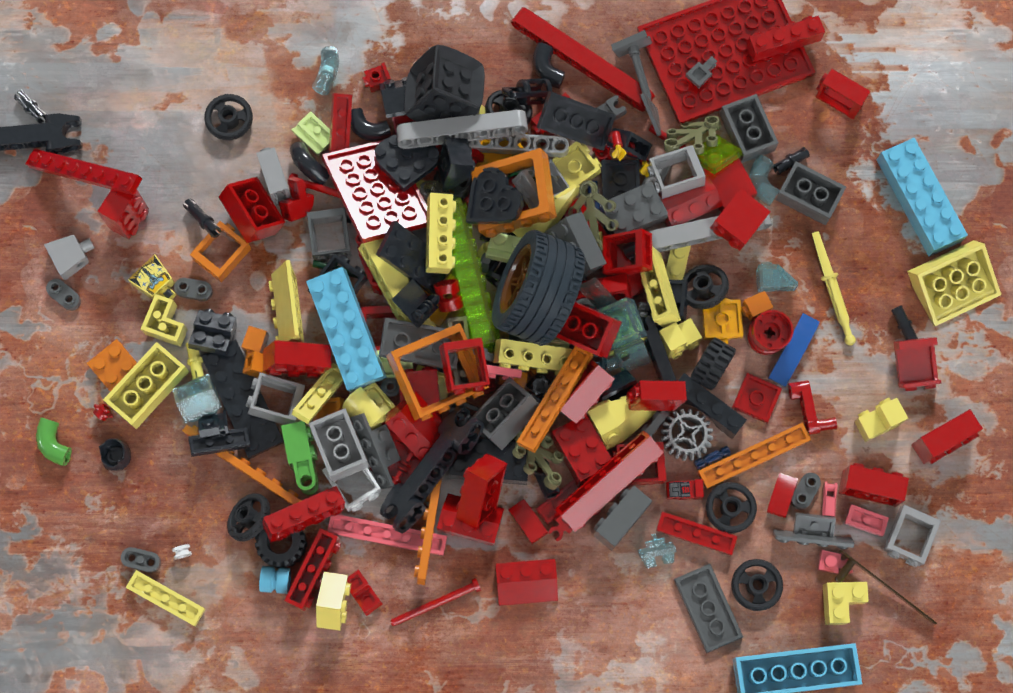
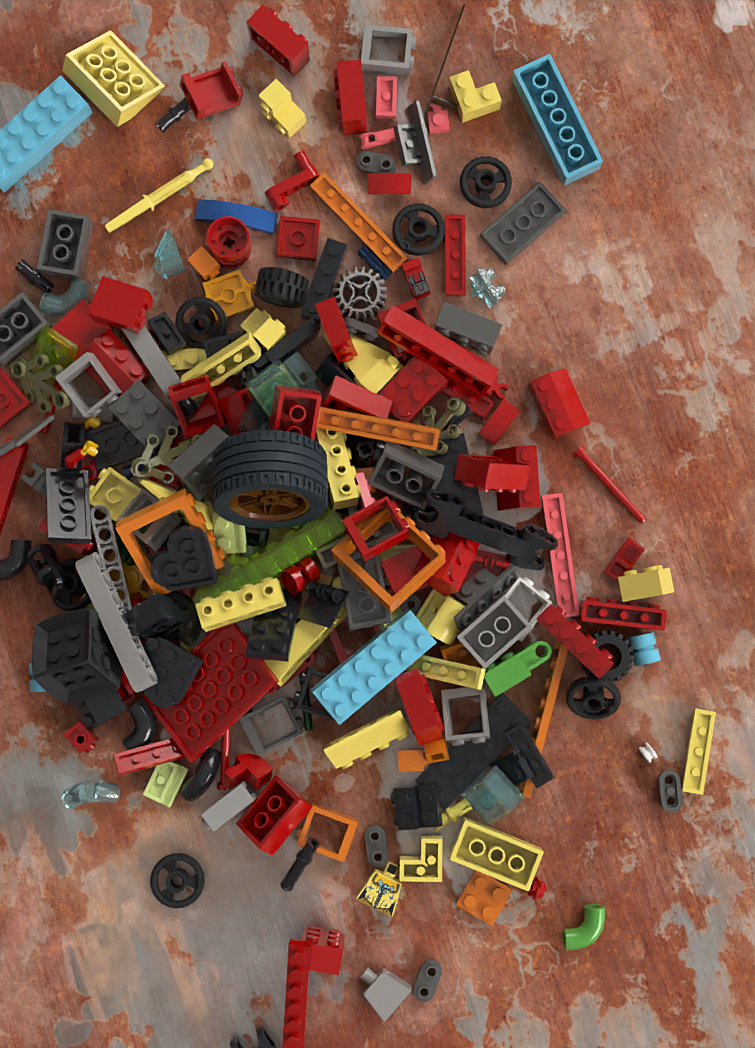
camera: 100 degrees left, 10 degrees up
(115, 454) = (575, 858): black hair -> none
(427, 534) = (550, 513): orange plate -> none
(704, 255) = (167, 333): none -> black plate

